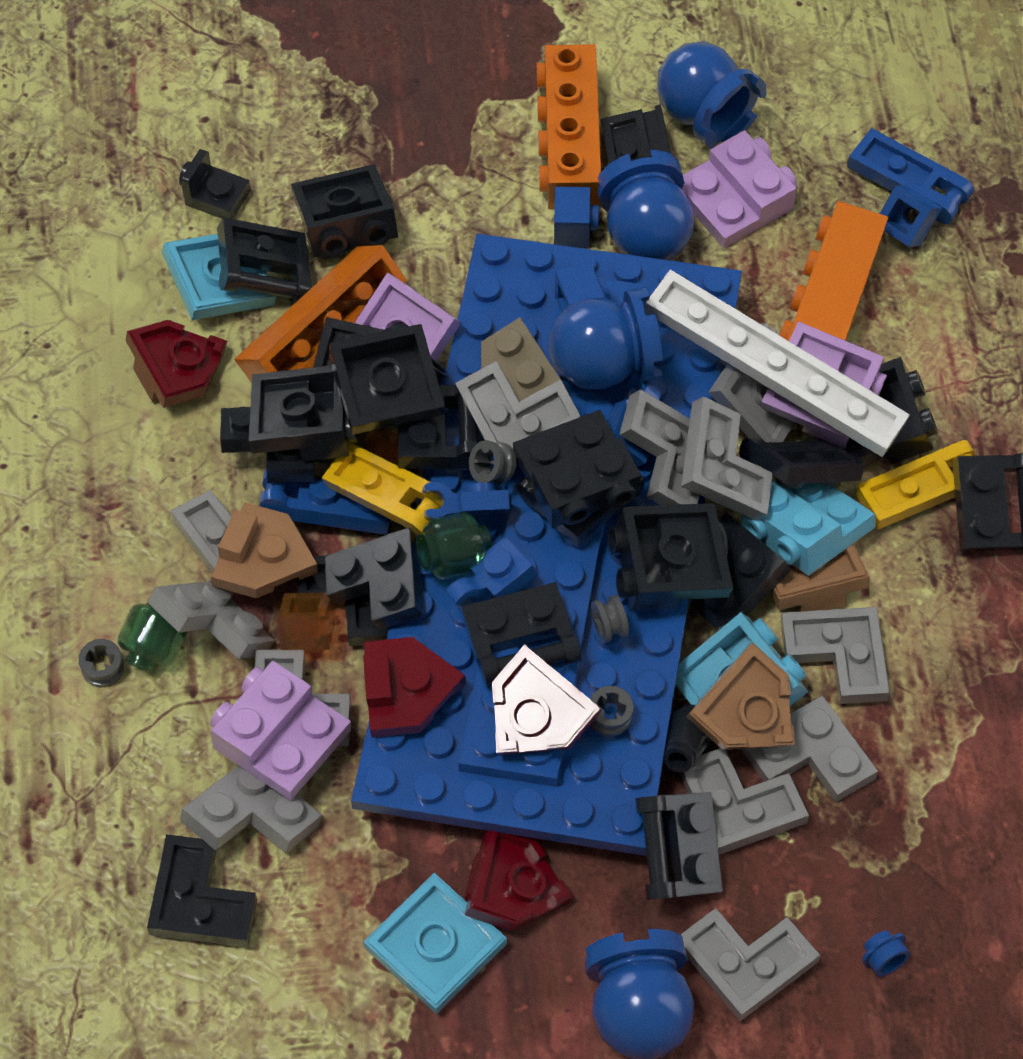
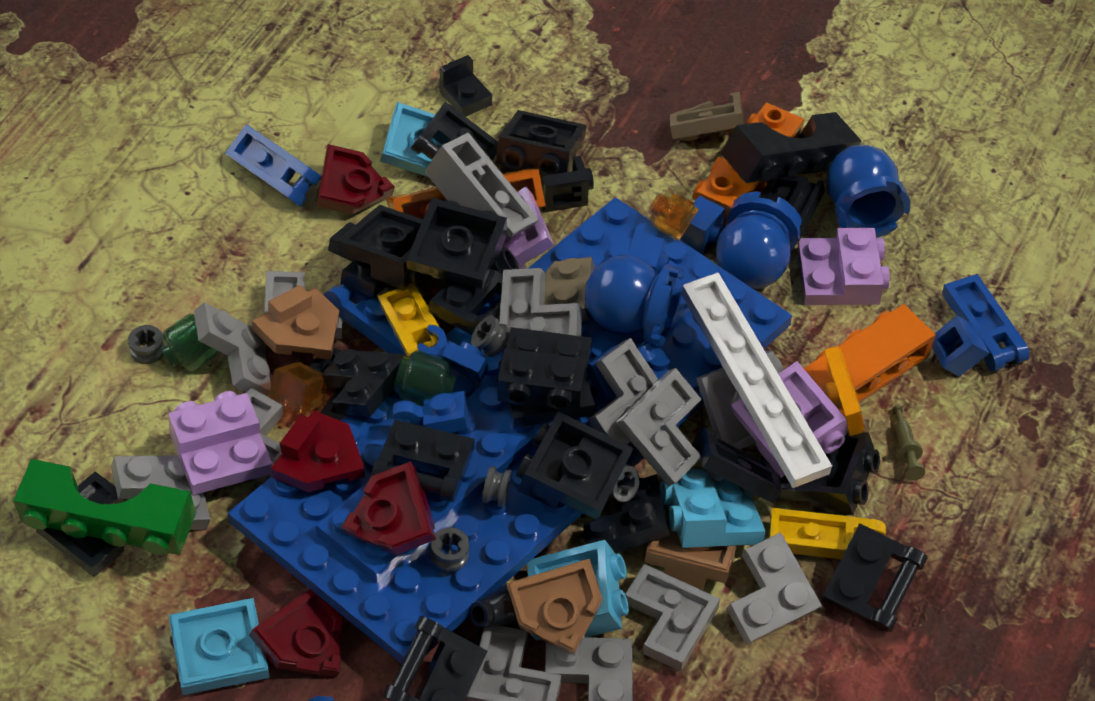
camera: 30 degrees right, 10 degrees down
(79, 385) = (272, 164): none -> plate
(161, 893) = (151, 520): none -> green arch
(348, 301) = (472, 180): none -> light grey slope
(413, 241) = (568, 188): none -> black bracket
(491, 93) = (706, 118): none -> dark tan wing
(553, 222) = (672, 213): none -> clear orange plate
(600, 105) = (765, 154): none -> black arch
(854, 325) = (842, 391): none -> light orange plate
(927, 567) = (782, 595): none -> light grey plate
(932, 350) = (908, 449): none -> olive piece

